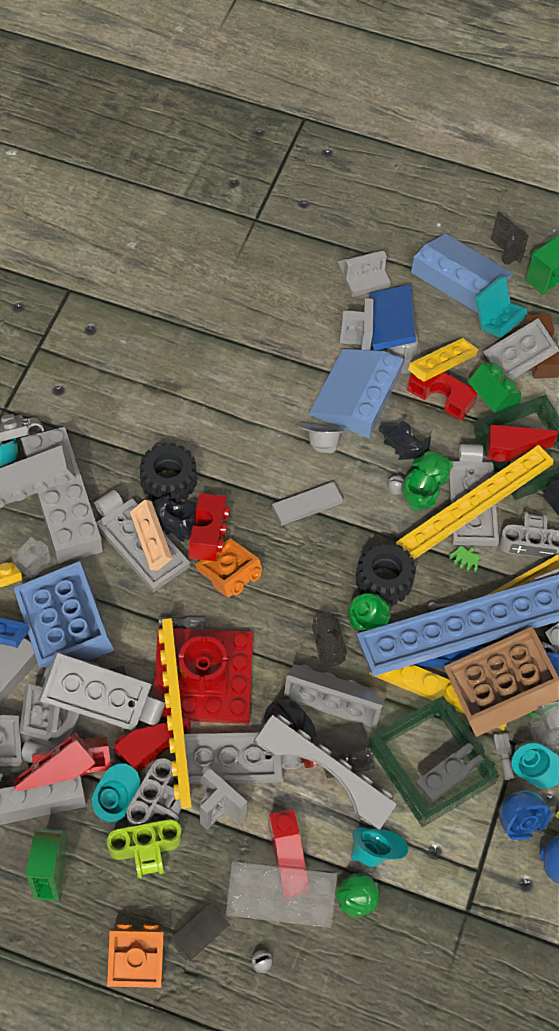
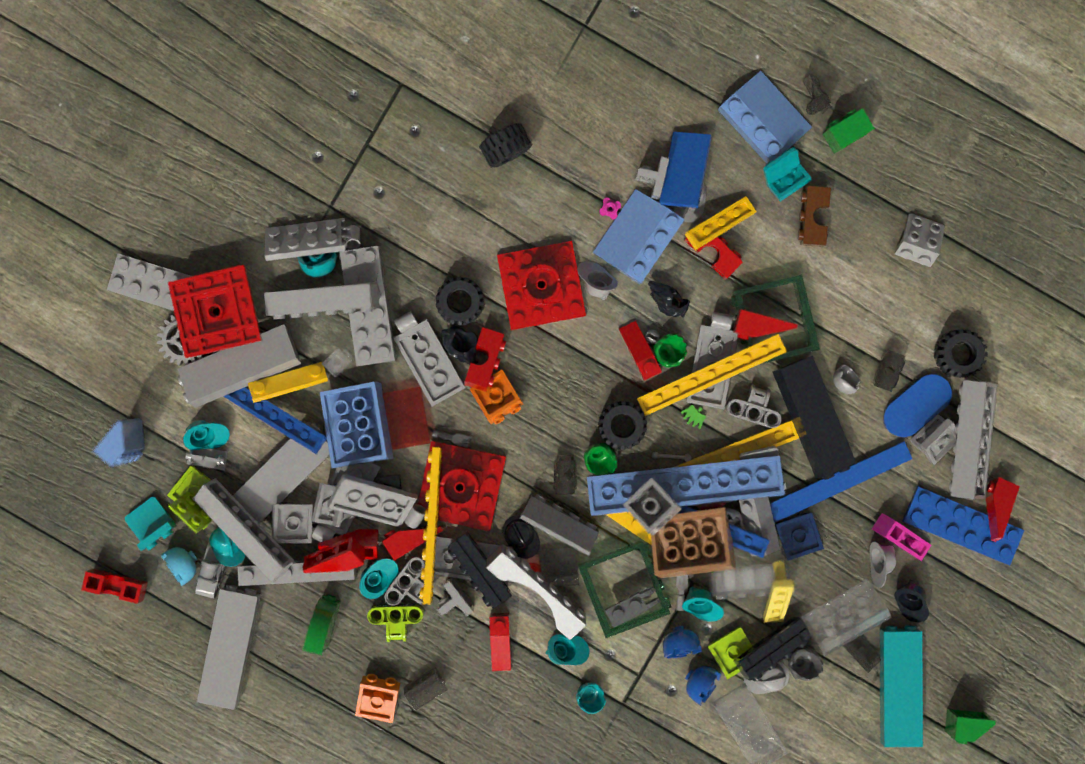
camera: 10 degrees right, 30 degrees up
(124, 607) = (406, 418): none -> clear red plate
(151, 535) = (436, 362): light nougat plate -> none
(193, 316) = (505, 145): none -> black tyre
(246, 760) = (474, 564): none -> black brick
(258, 452) = (535, 306): none -> red piece
(262, 966) = (467, 710): light grey hinge -> none
(281, 893) = (488, 674): clear brick -> none
(307, 503) = (573, 343): light grey tile -> none
(319, 373) = (610, 213): none -> dark pink plate
(358, 895) = (545, 680): green hair -> none
(364, 273) = (673, 107): light grey bracket -> none
(389, 500) = (640, 350): none -> red slope
(423, 903) = (591, 698): none -> teal hair
(434, 465) = (685, 332): green hair -> none
(445, 637) = (652, 506): none -> light grey brick
(495, 387) = (757, 263): green slope -> none
(522, 349) = (793, 223): light grey tile -> none

